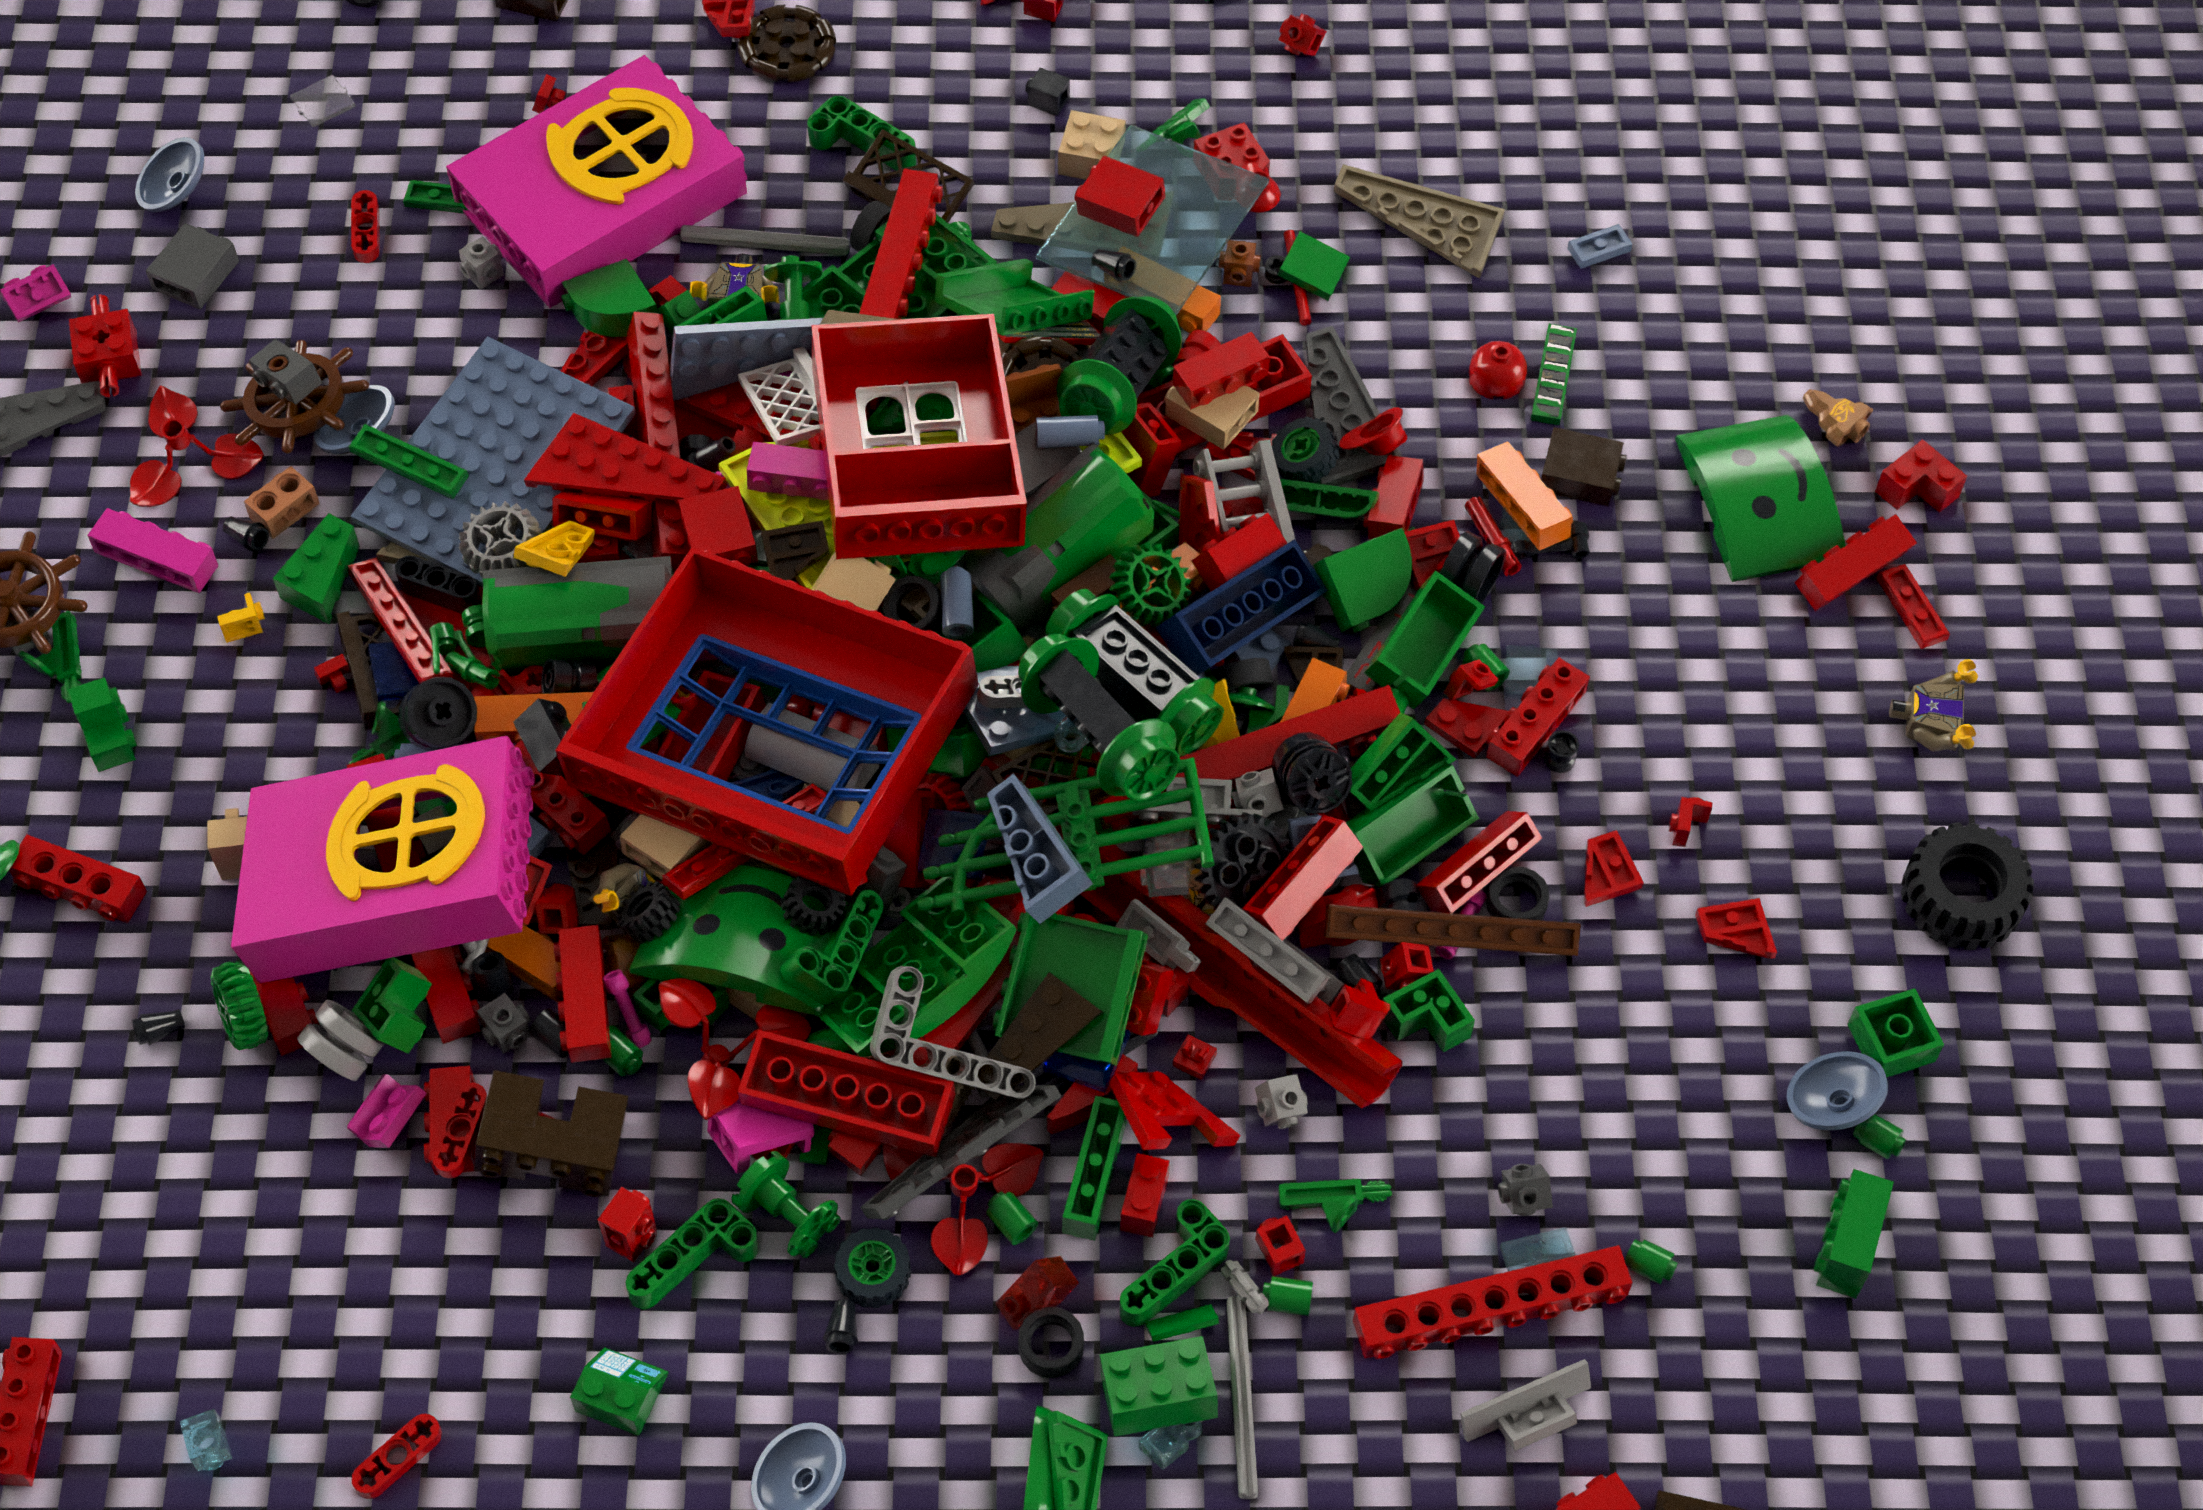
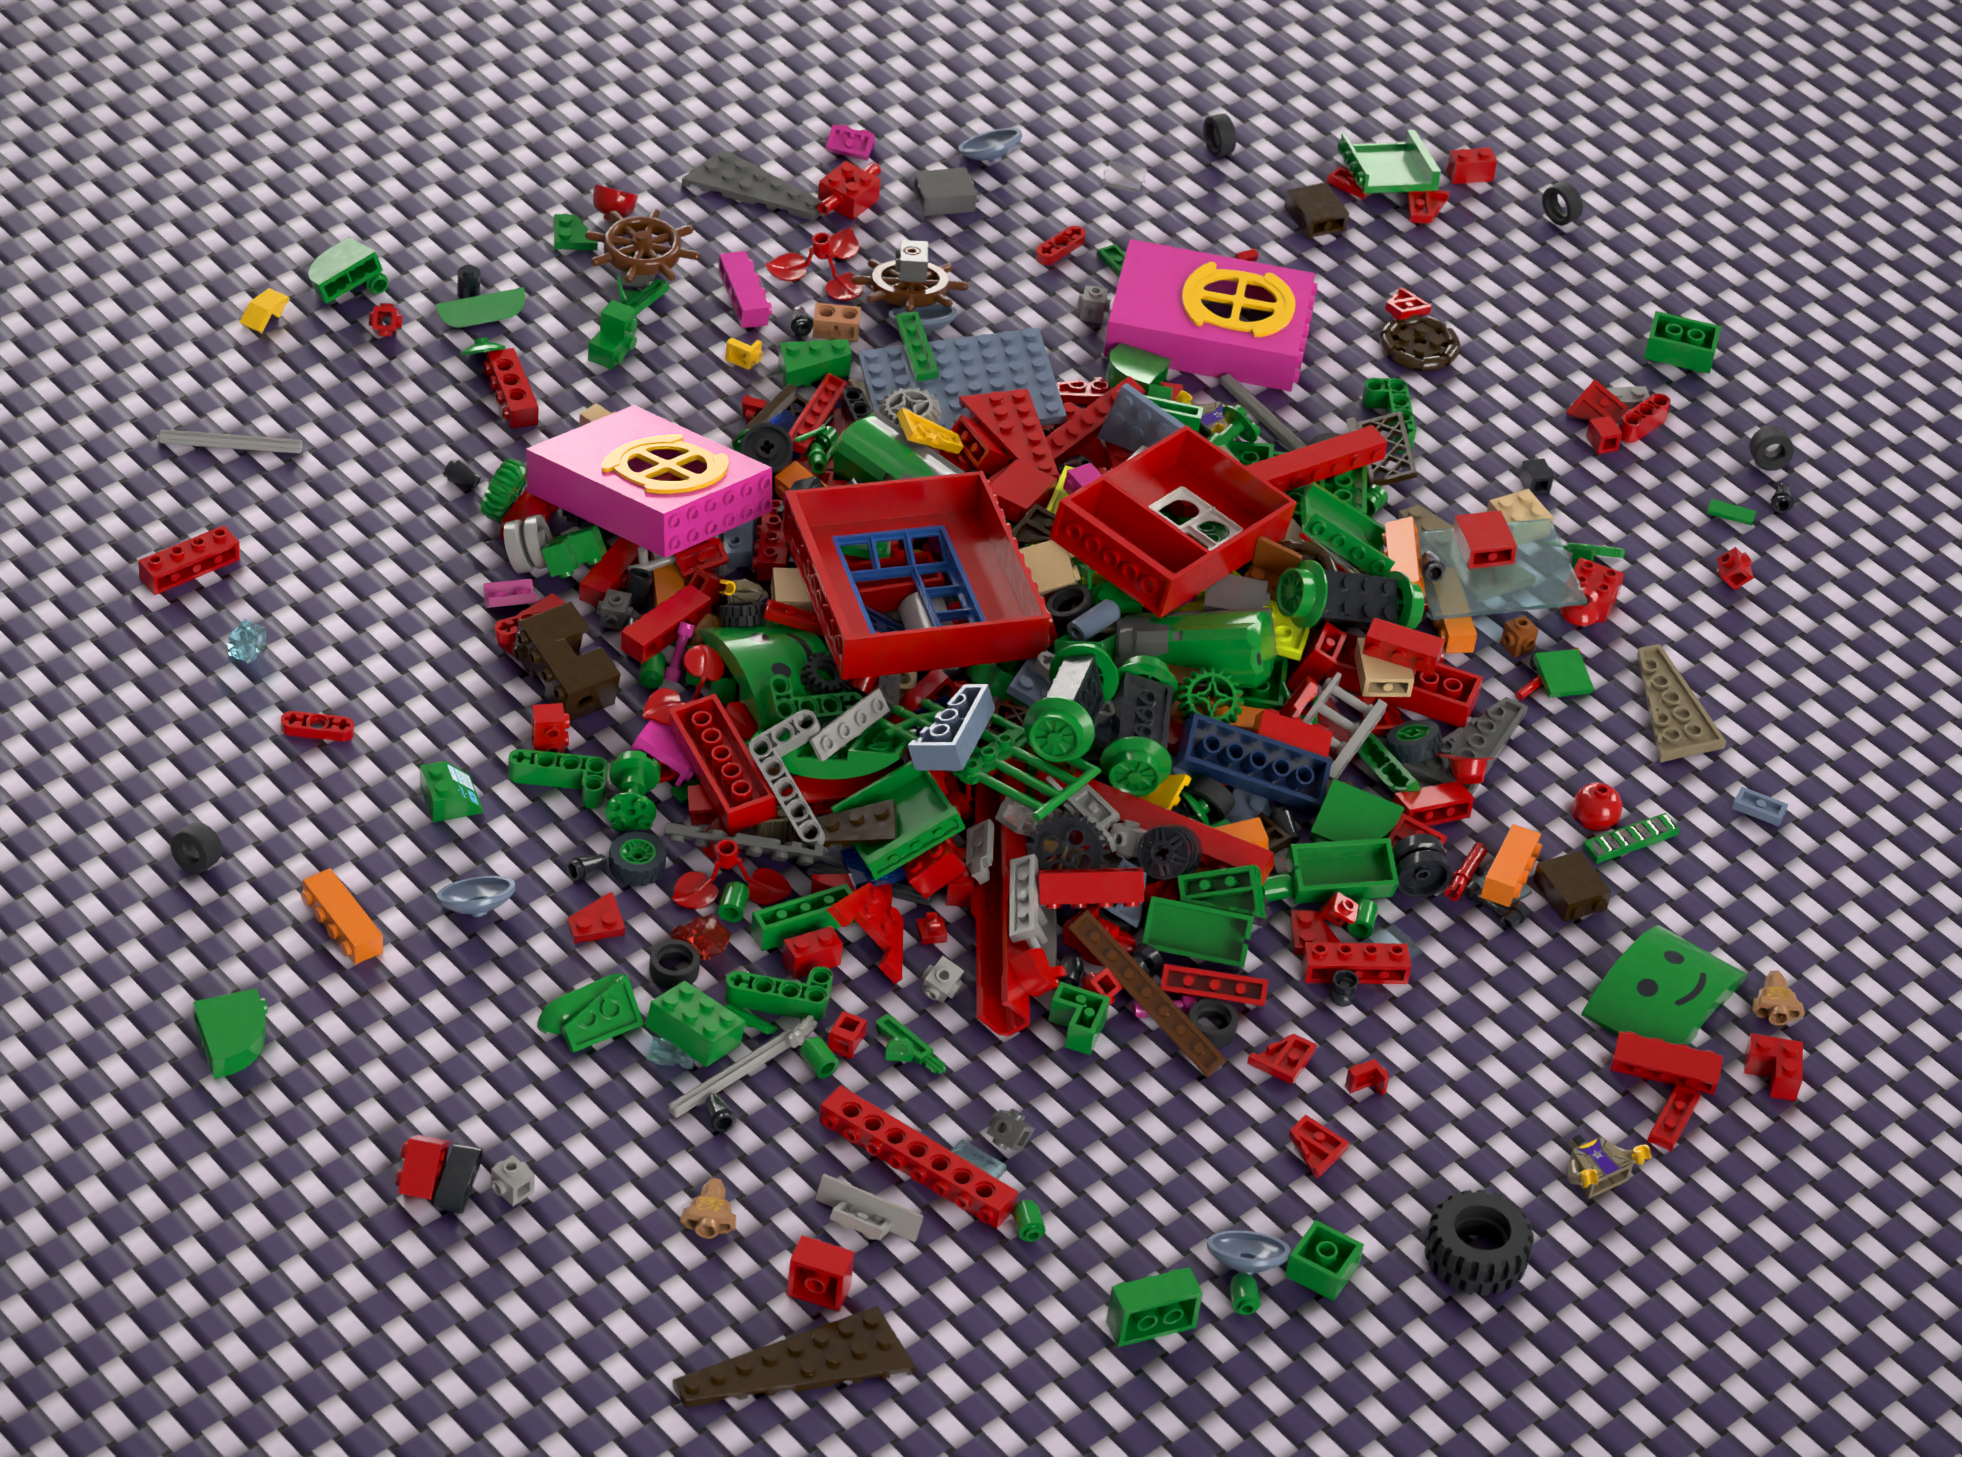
camera: 45 degrees right, 15 degrees down
(920, 939) = (849, 725): none -> light grey bracket
(923, 1372) = (597, 921): none -> red wing
(1068, 431) = (1264, 592): sand blue brick -> none
(1077, 273) = (1404, 548): none -> brick
(1289, 1451) = (719, 1113): none -> black cone

